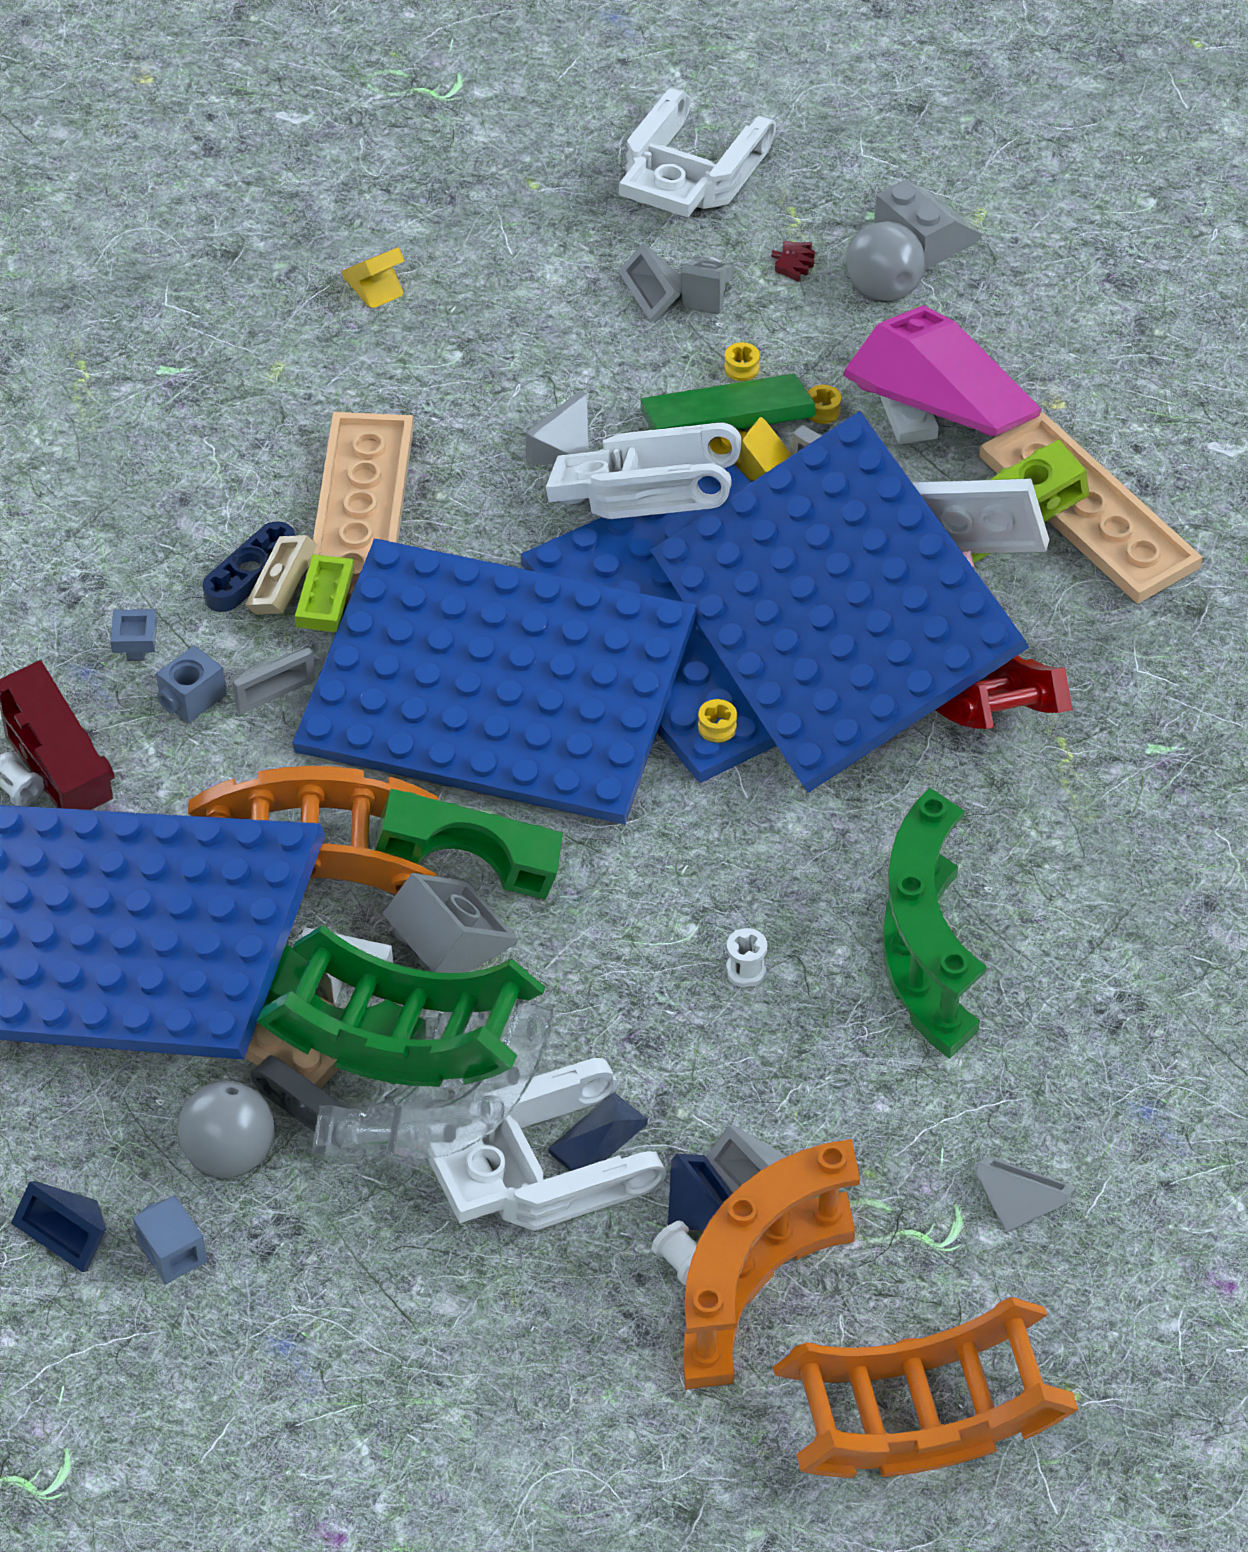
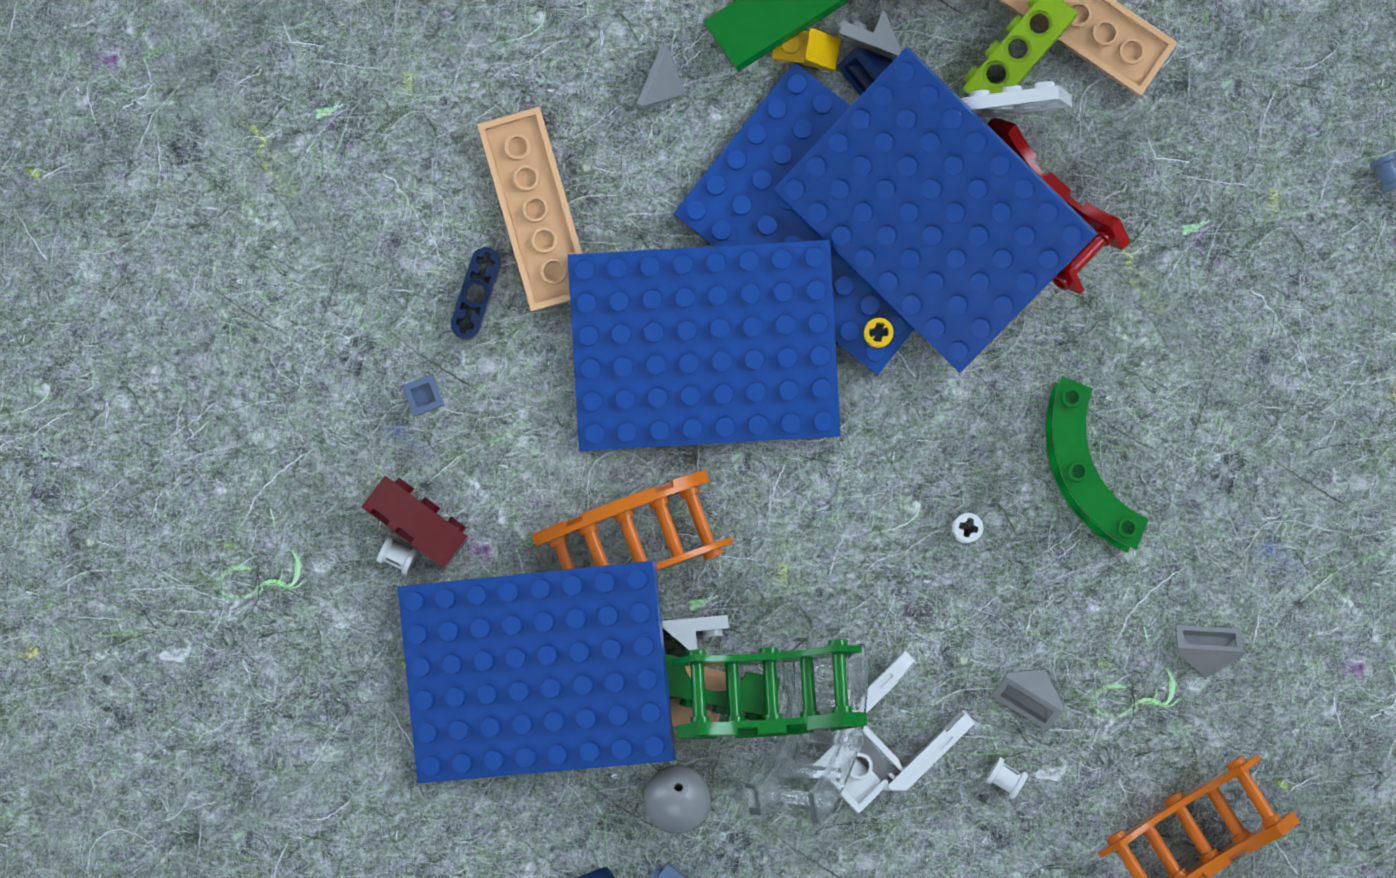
camera: 20 degrees left, 35 degrees up
(190, 684) = (484, 412): sand blue brick -> none
(273, 679) = (535, 394): light grey slope -> none
(281, 575) = (507, 302): tan plate -> none
(291, 1090) = (720, 752): dark grey beam -> none
(324, 593) = (550, 315): lime tile -> none
(447, 924) = (754, 572): light grey slope -> none
(519, 852) = (784, 501): green arch -> none
(598, 1134) = (916, 700): dark blue slope -> none
(647, 472) = (710, 125): white plate -> none
(695, 1191) = (1005, 730): dark blue slope -> none
(754, 1236) = (1051, 777): orange fence -> none

